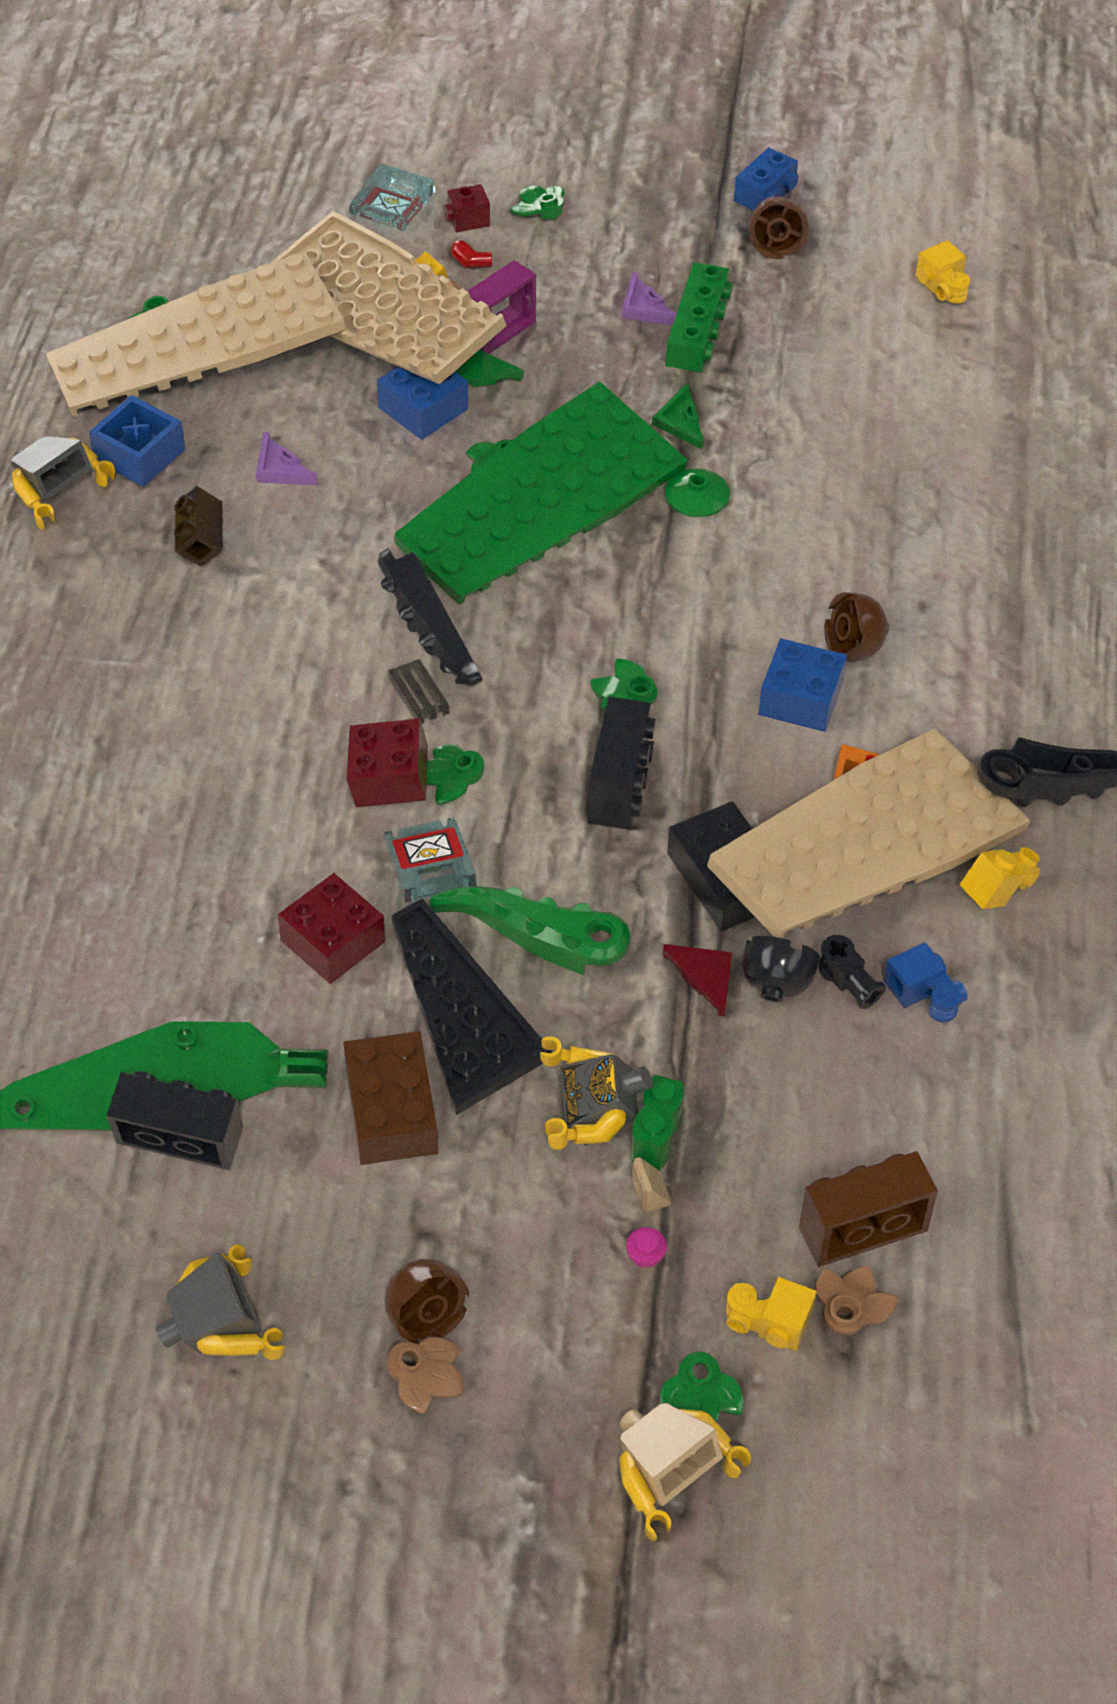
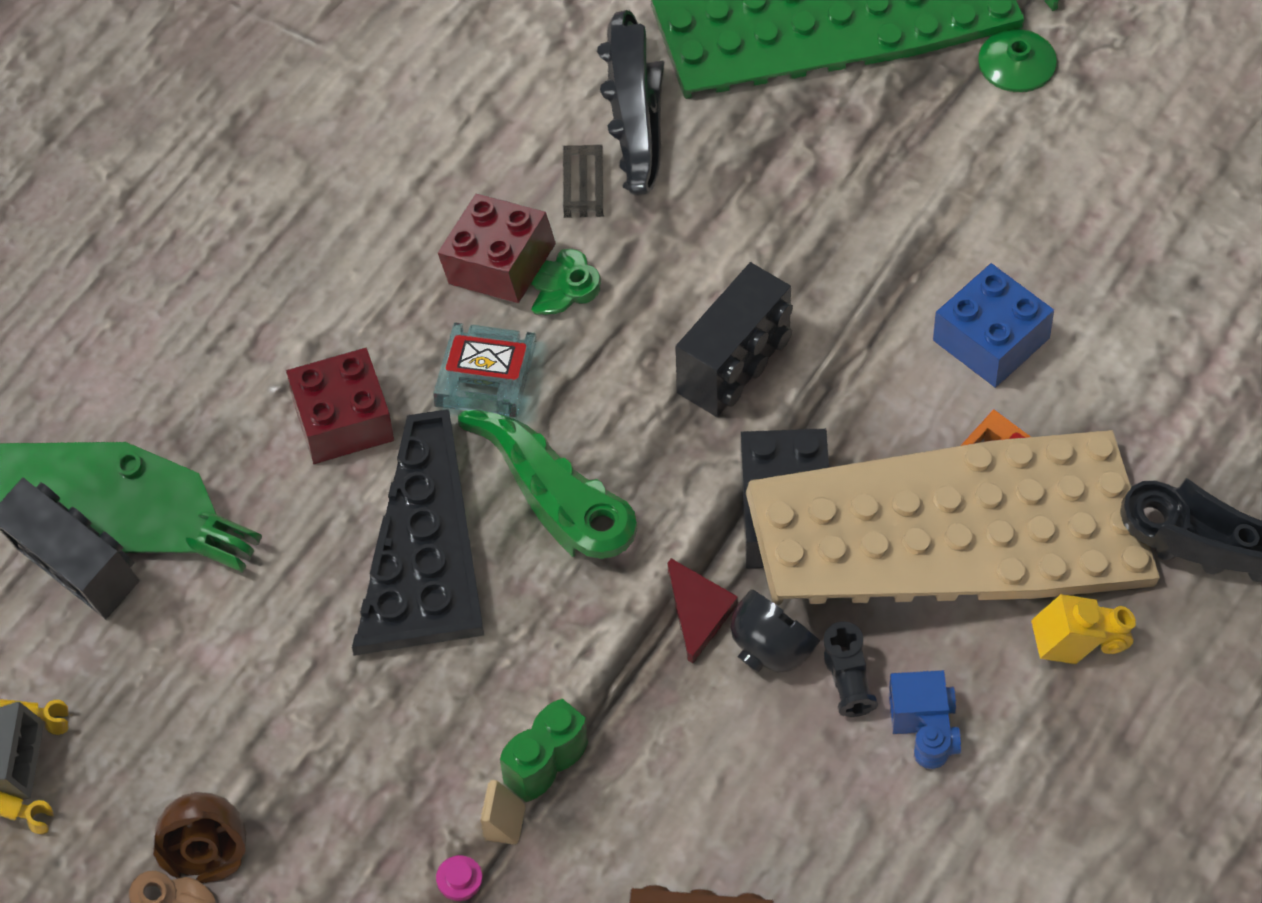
camera: 30 degrees right, 5 degrees up
(390, 1098) = (292, 610): reddish brown brick -> none
(596, 1093) = (494, 695): torso -> none
(627, 683) = (796, 256): green plate -> none
(856, 626) = (1094, 281): reddish brown cylinder -> none

